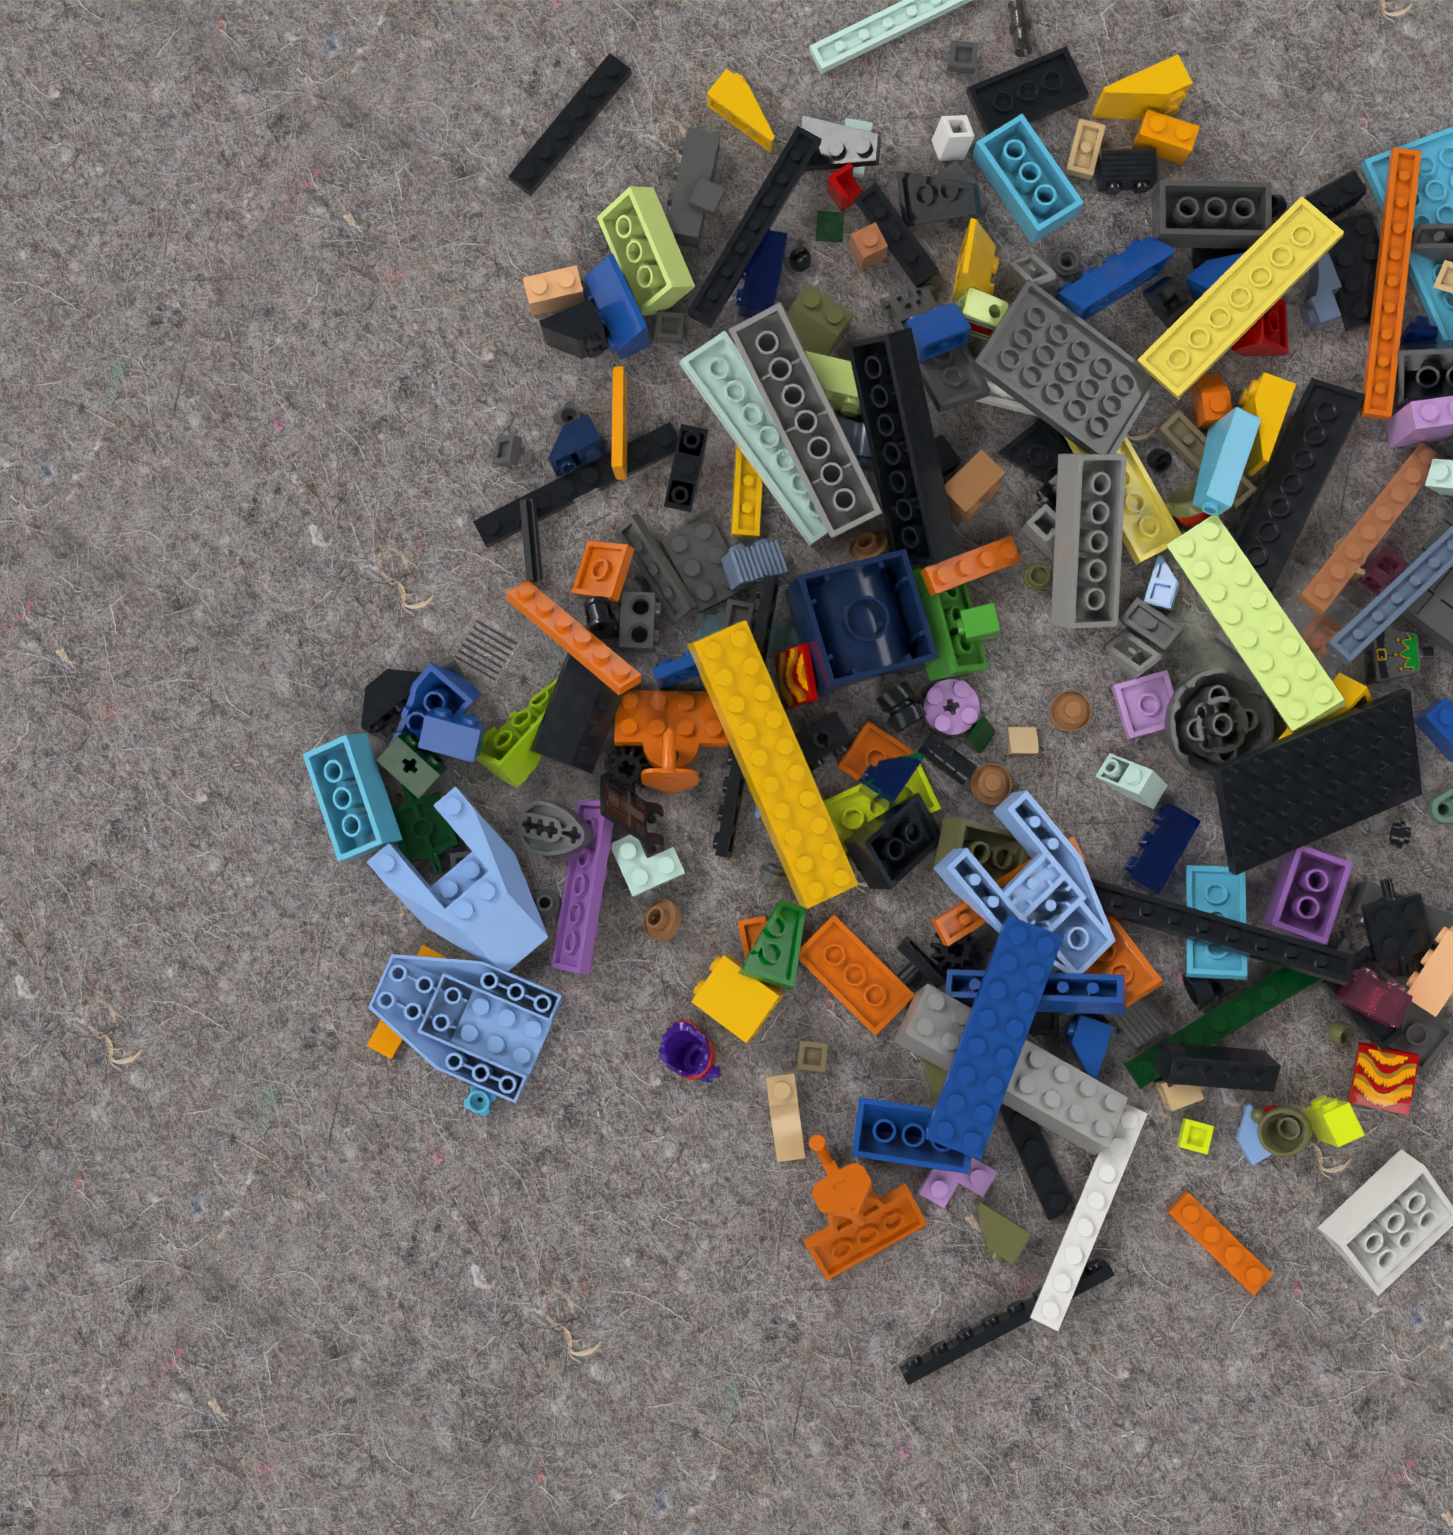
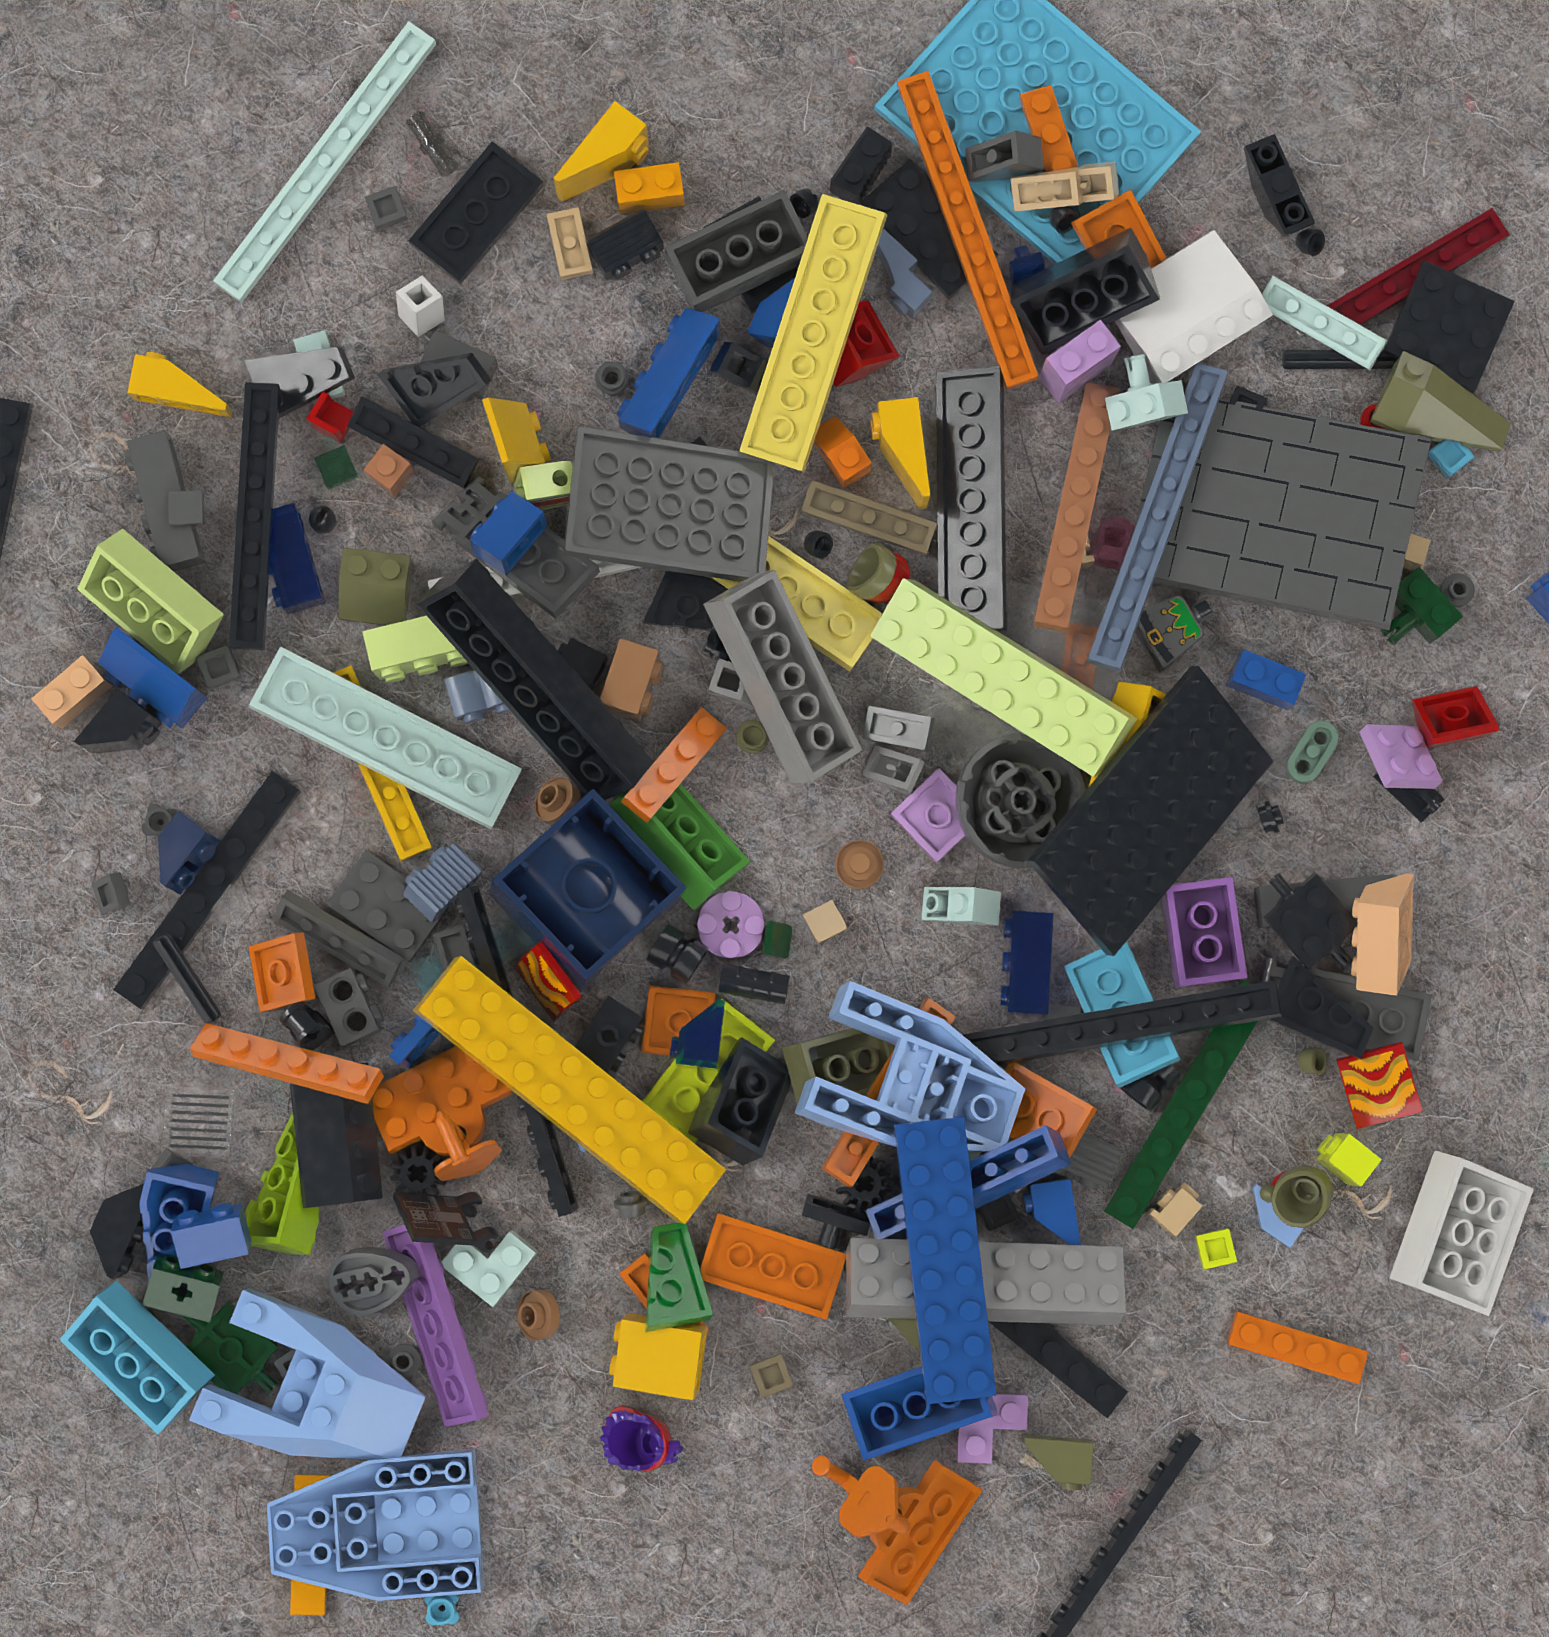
camera: 30 degrees left, 0 degrees up
(619, 422) = (217, 802): light orange tile -> none
(686, 468) = (316, 816): black slope -> none
(785, 1116) = (775, 1455): tan slope -> none
(805, 420) = (417, 705): light grey brick -> none
(978, 623) = (712, 824): bright green slope -> none
(990, 784) = (813, 986): medium nougat plate -> none
(1027, 179) = (523, 310): medium azure brick -> none
(1035, 269) = (581, 409): light grey slope -> none
(1087, 1221) = (1145, 1394): white plate -> none
(1162, 586) = (890, 679): light blue tile -> none
(1216, 1066) = (1198, 1165): black brick -> none
(1224, 460) = (884, 519): medium azure slope -> none
(1375, 998) = (1322, 1008): clear pink brick -> none

